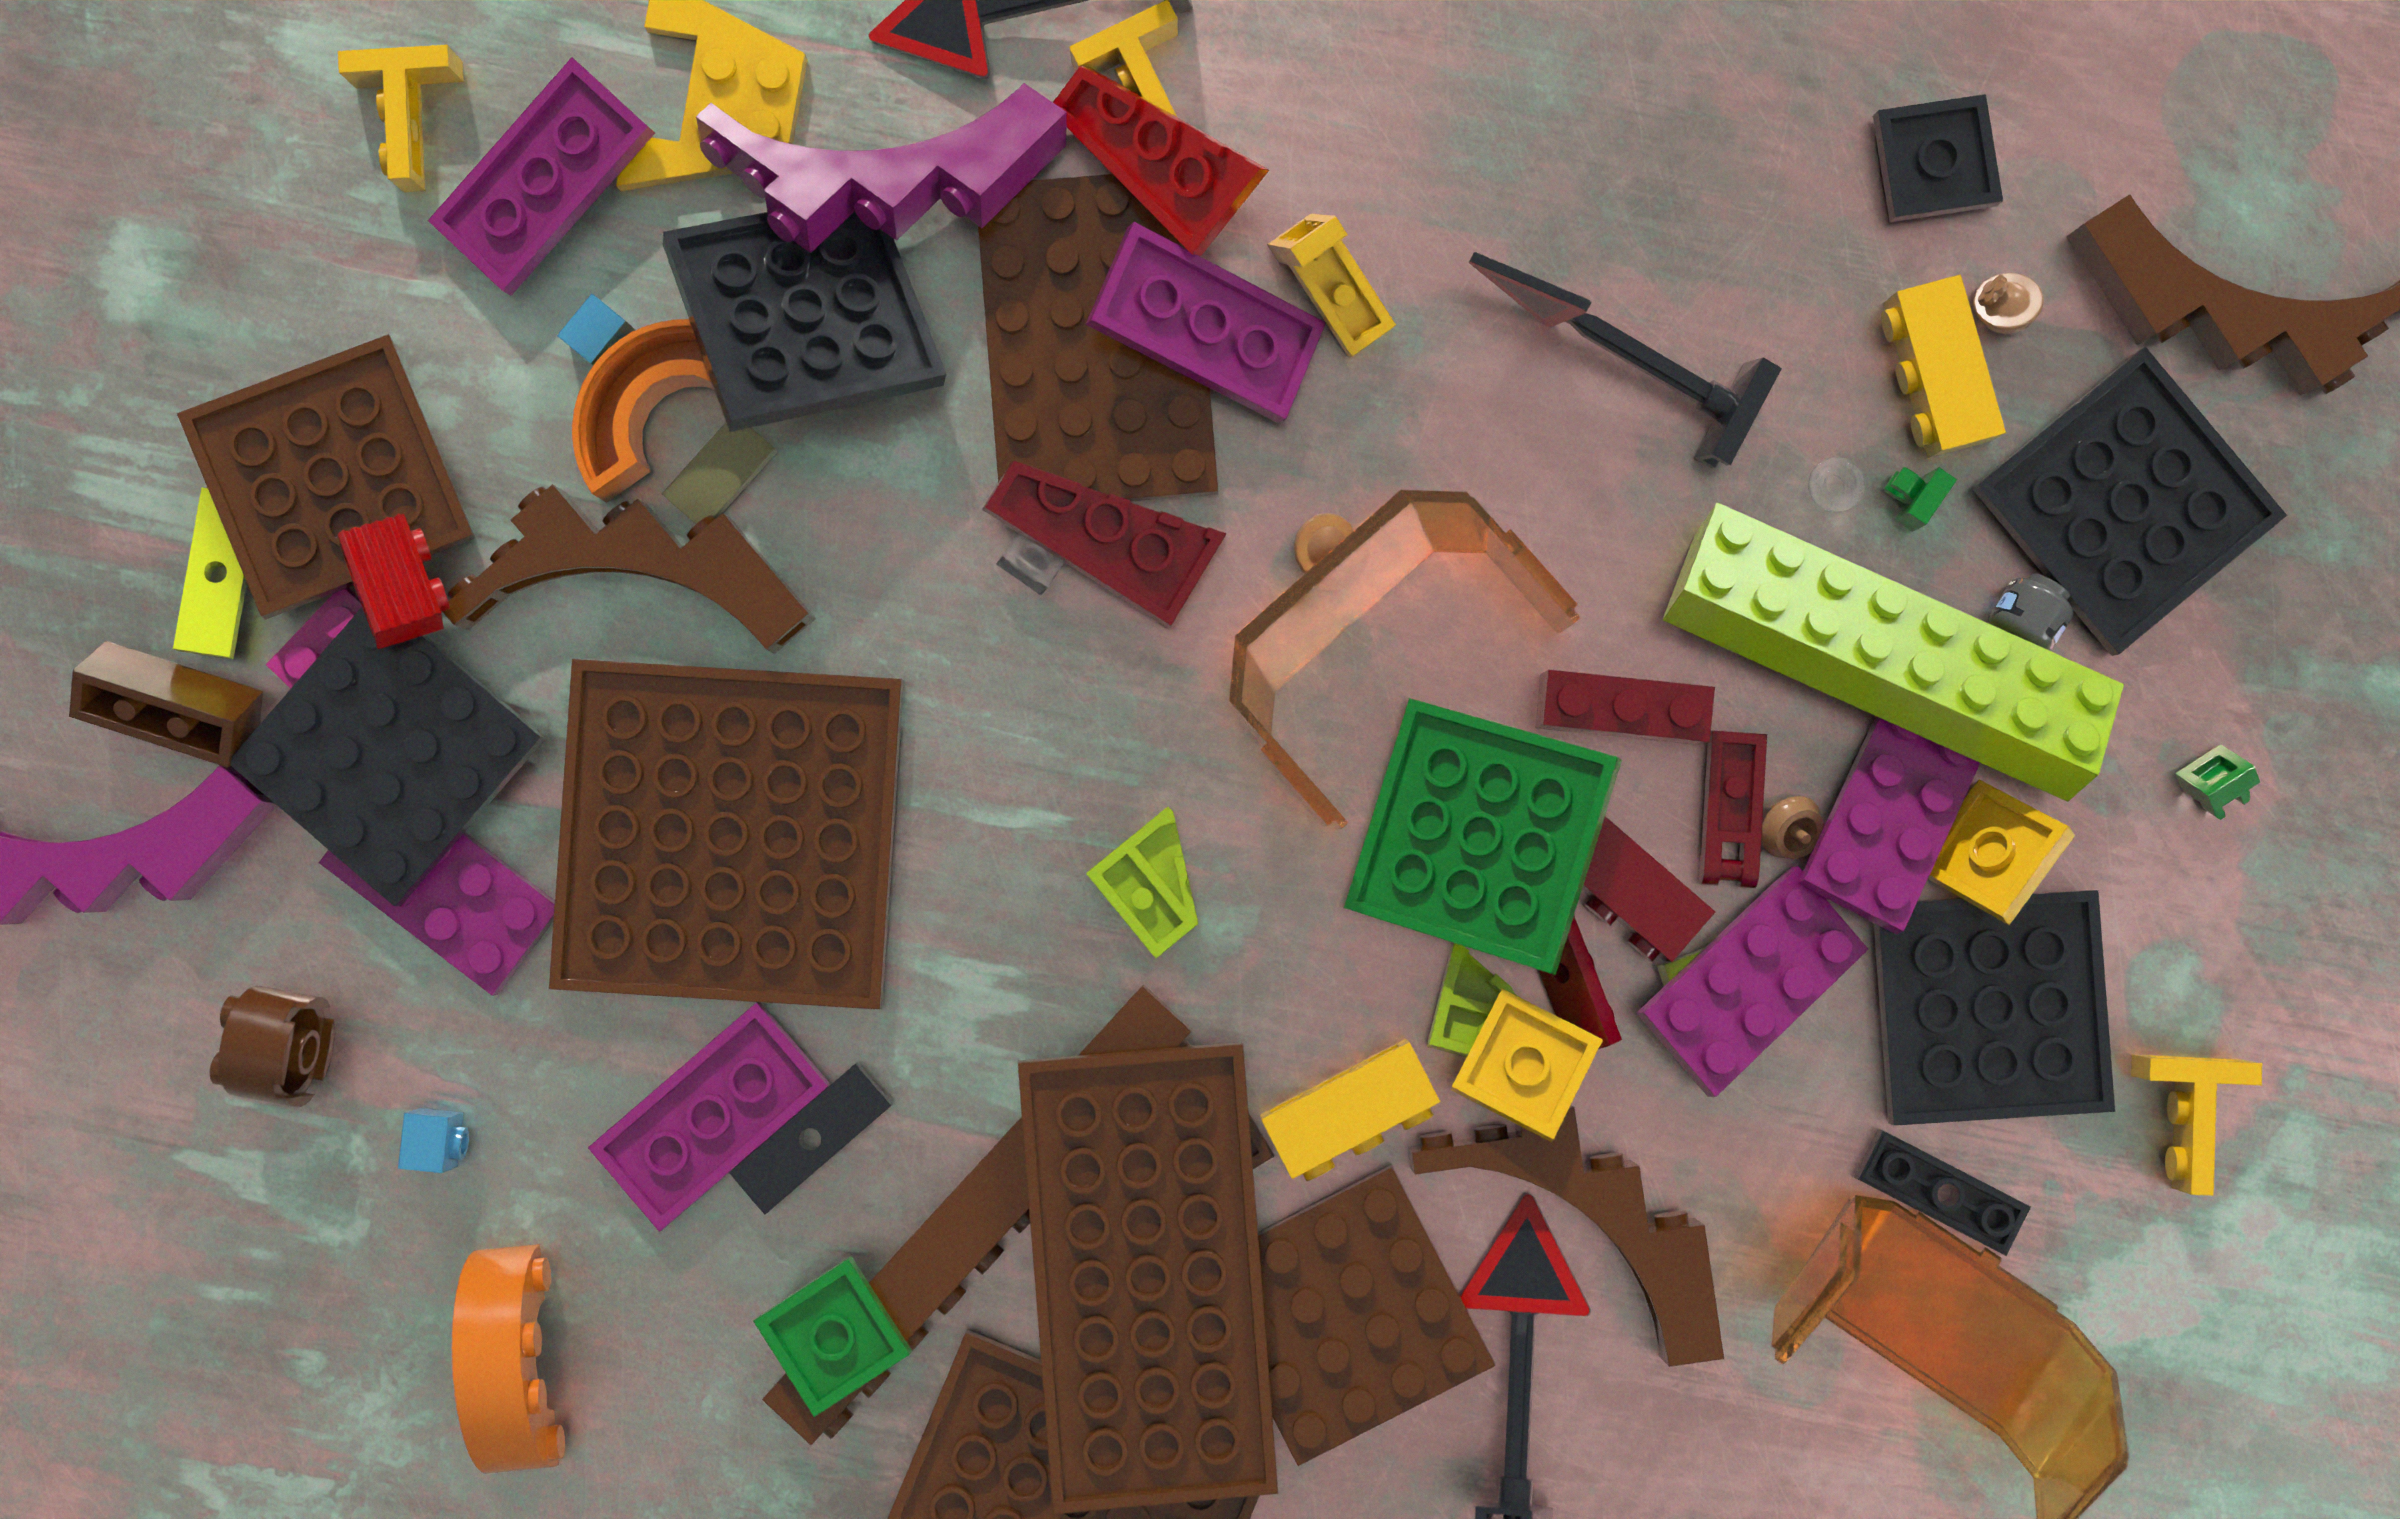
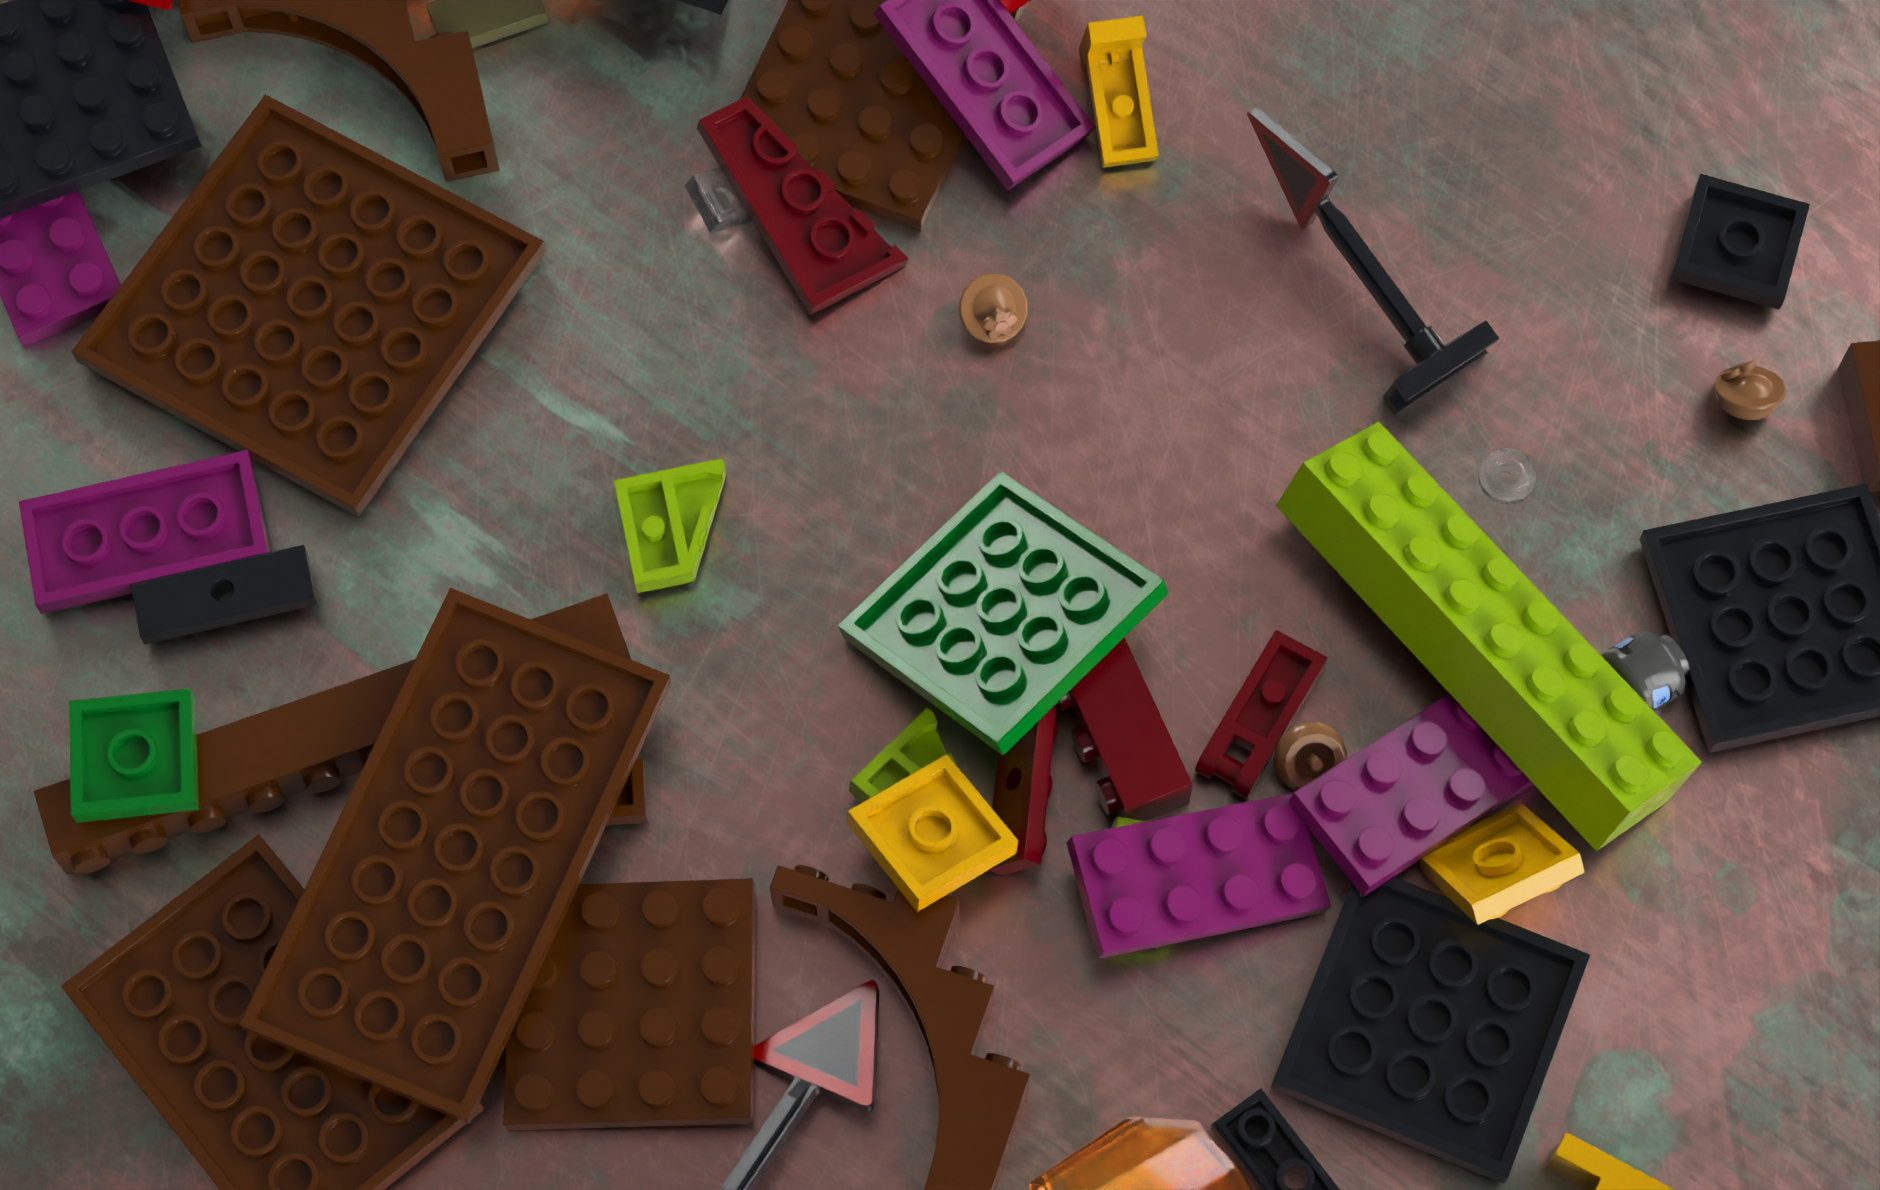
camera: 25 degrees right, 20 degrees down
(1348, 585) = (990, 341): clear orange piece -> none
(1351, 1111) = (741, 809): yellow brick -> none
(1625, 707) = (1205, 569): dark red brick -> none
(1919, 494) = (1582, 517): green tile -> none
(1942, 367) = (1657, 416): yellow brick -> none
(2218, 779) = (1761, 909): green tile -> none

